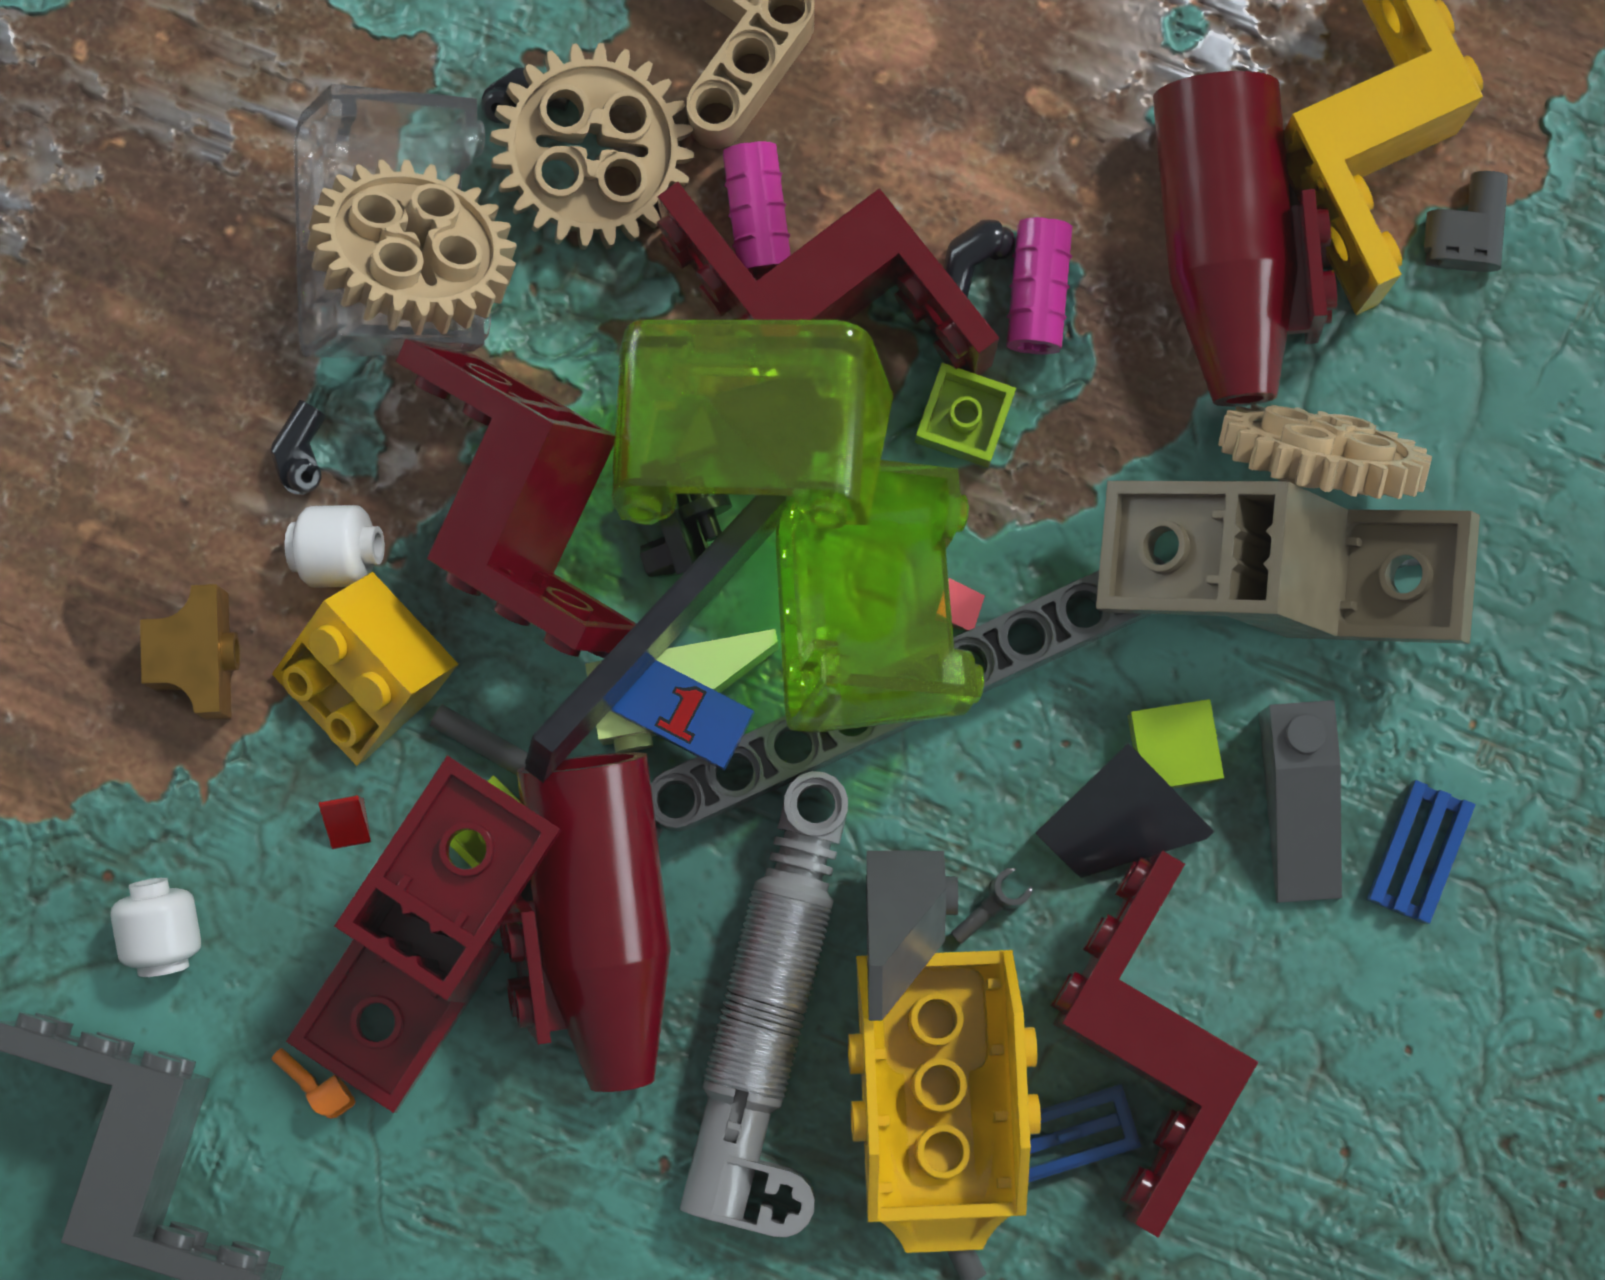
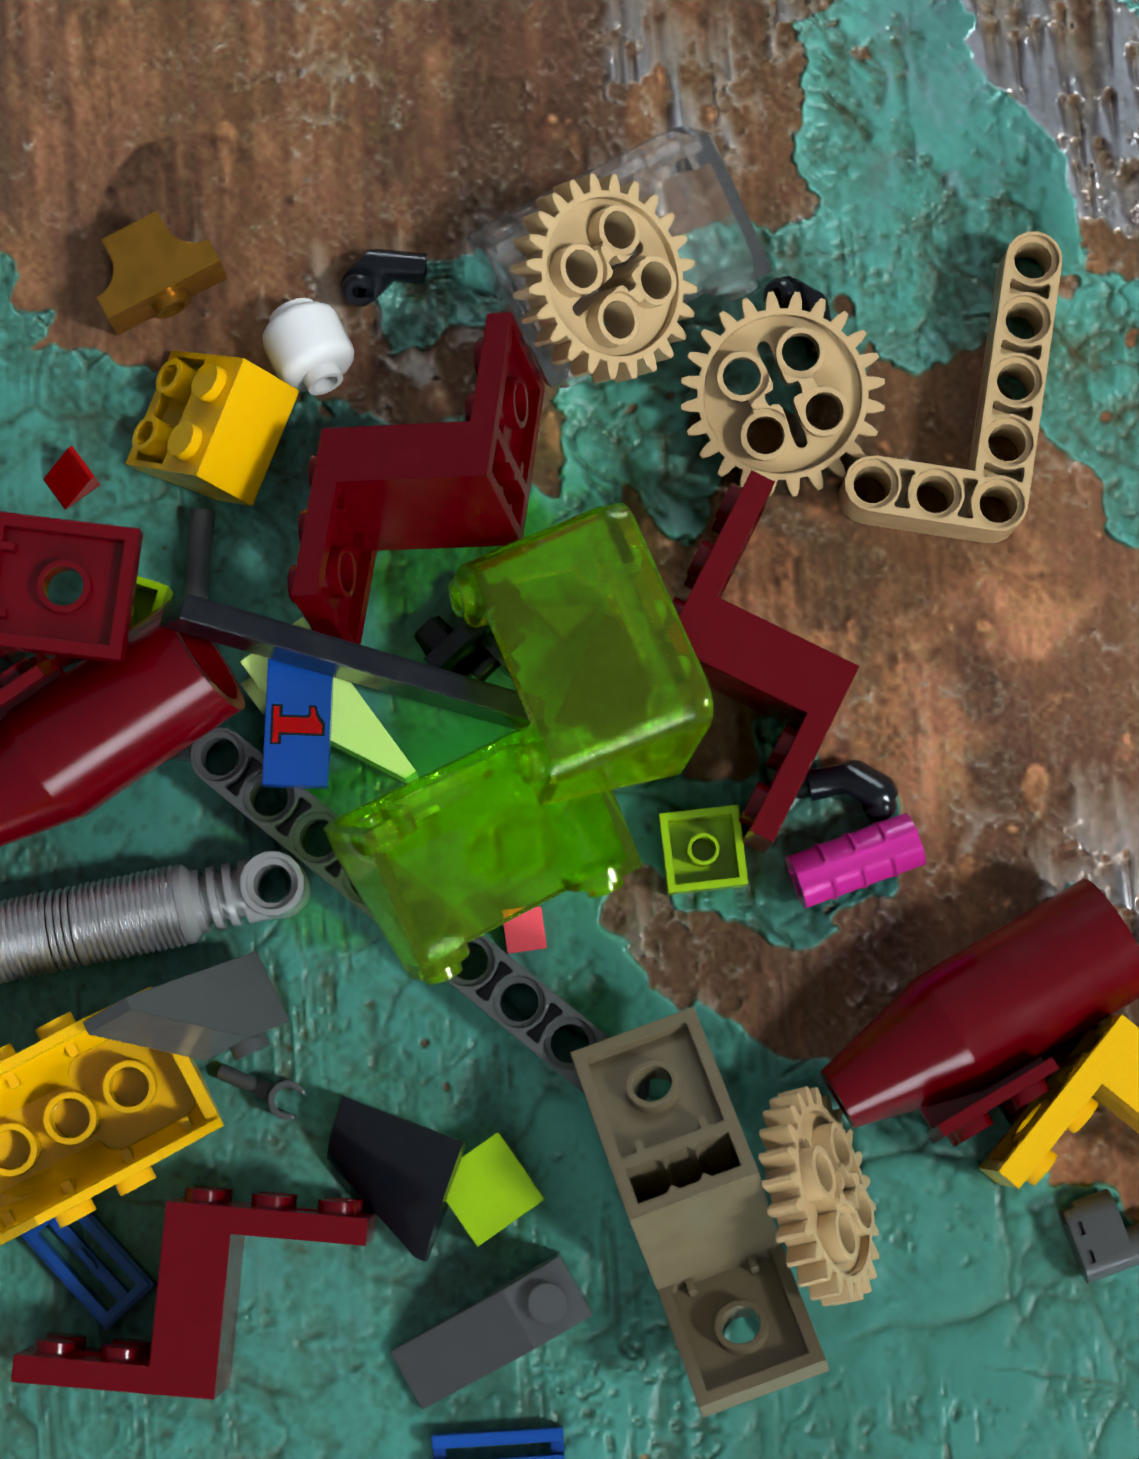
camera: 60 degrees right, 0 degrees up
(756, 205) = (800, 569): dark pink axle -> none

